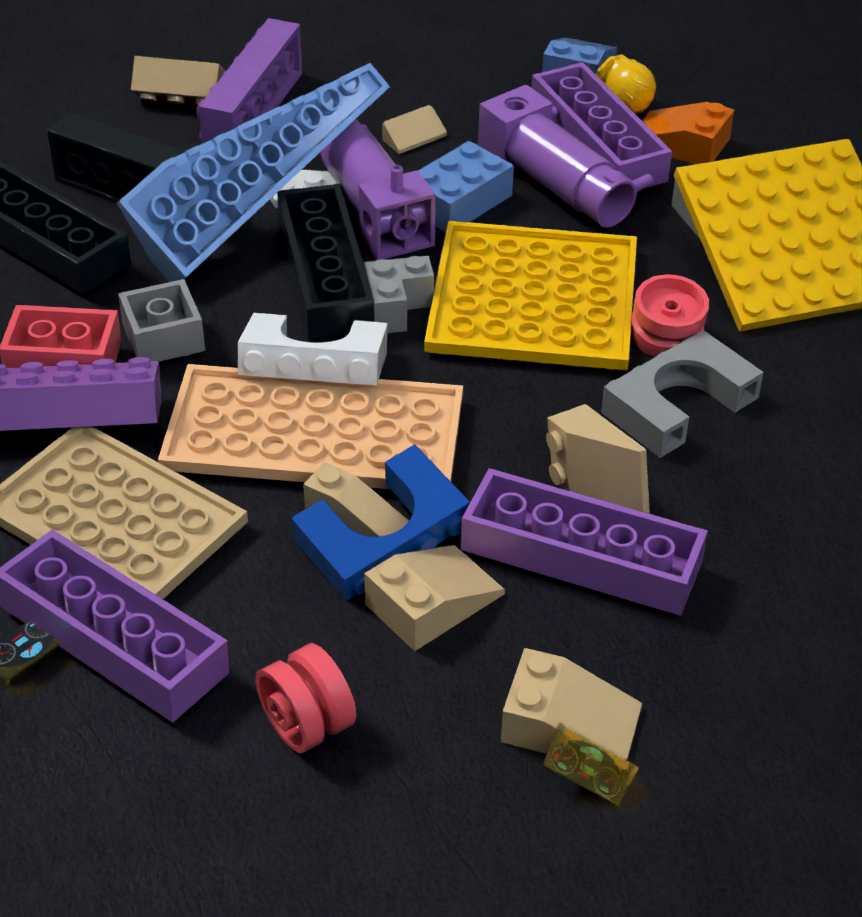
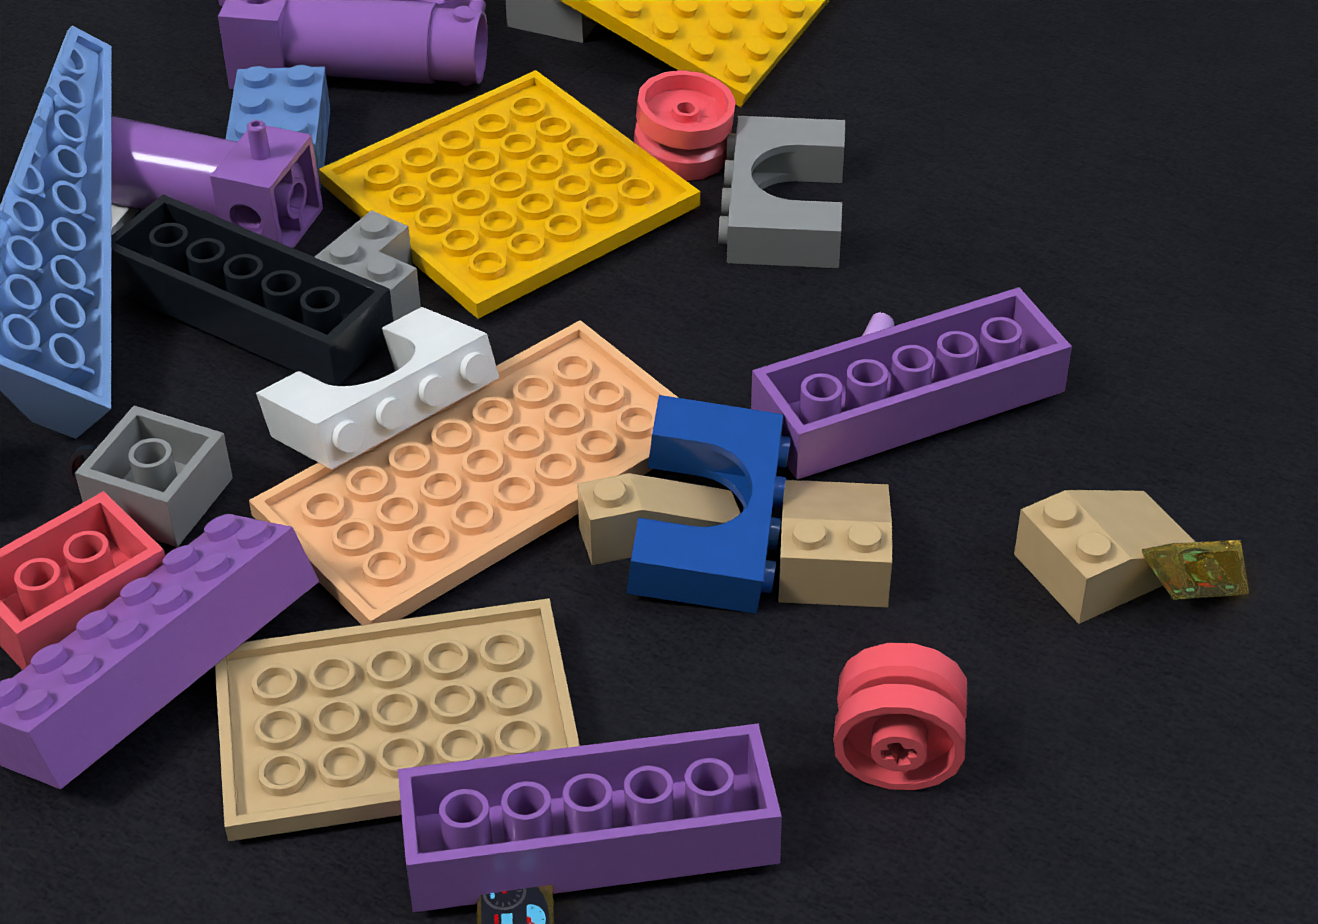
camera: 45 degrees left, 0 degrees up
(413, 129) = (135, 93): tan slope -> none
(597, 459) = (837, 290): tan slope -> none

